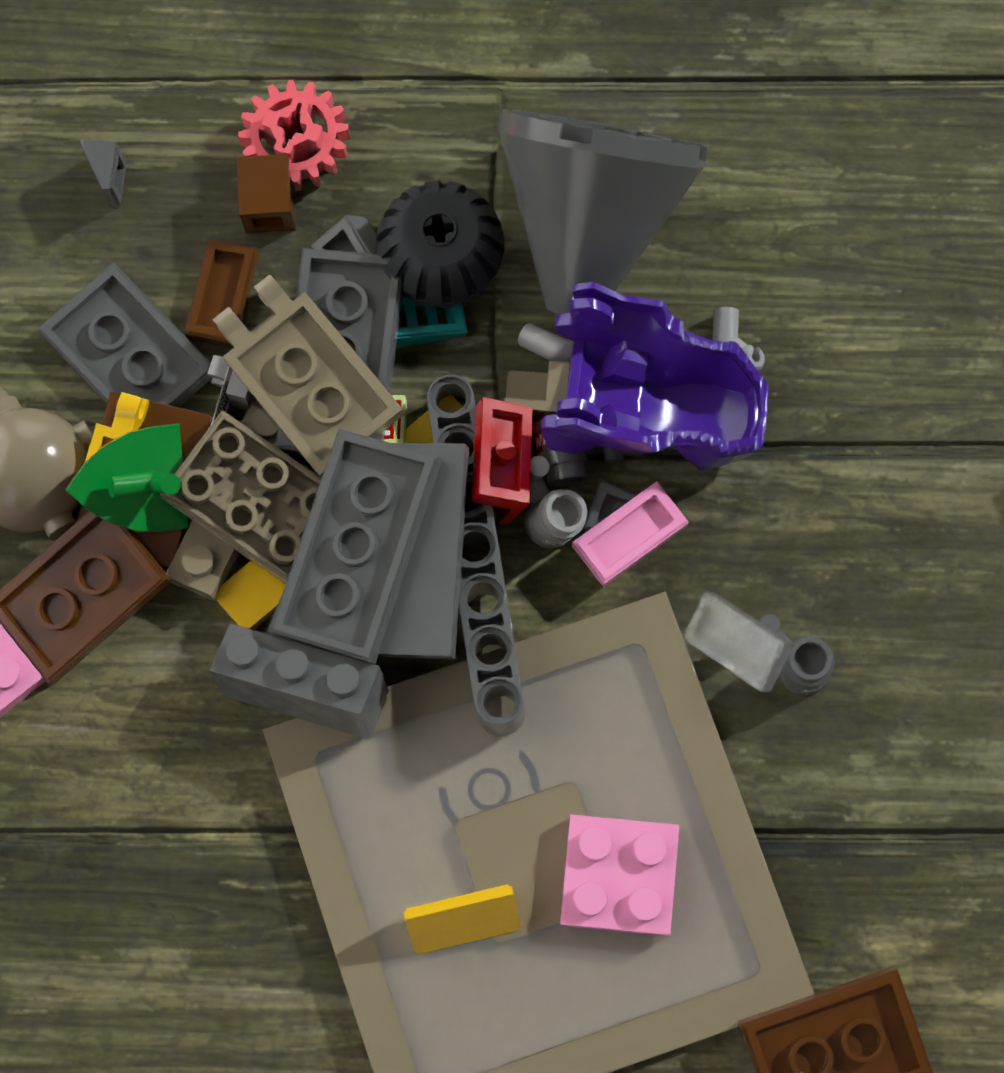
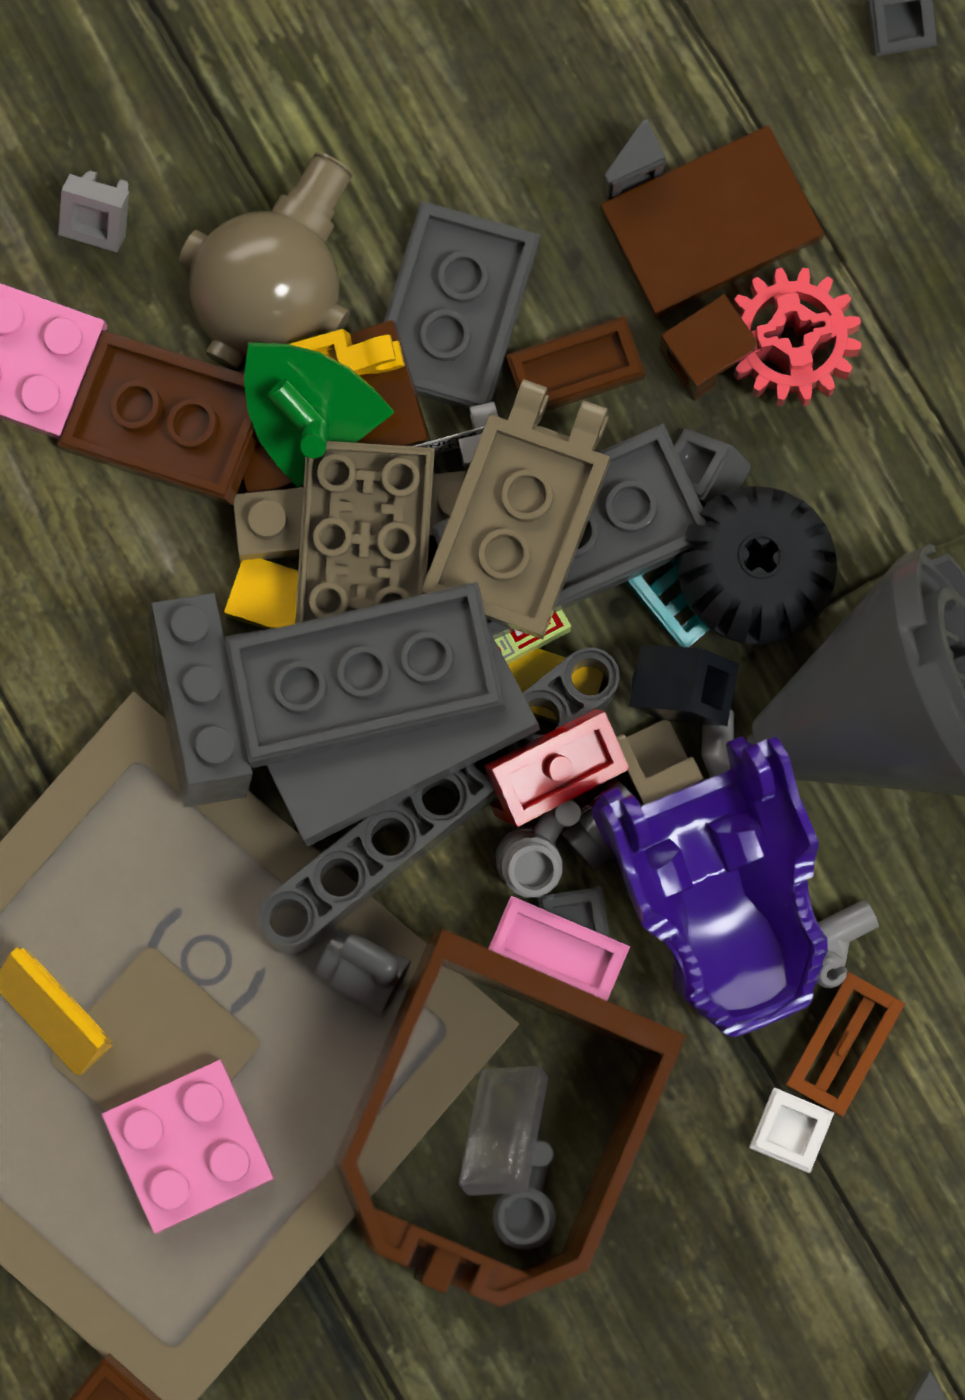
camera: 60 degrees right, 5 degrees up
(178, 146) = (711, 221): none -> reddish brown tile
(493, 341) = (684, 685): none -> black brick
(566, 674) = (362, 971): none -> dark grey piece
(807, 576) = (442, 1260): none -> reddish brown container
(829, 417) = (818, 1092): none -> dark orange tile
(846, 450) = (791, 1130): none -> white tile

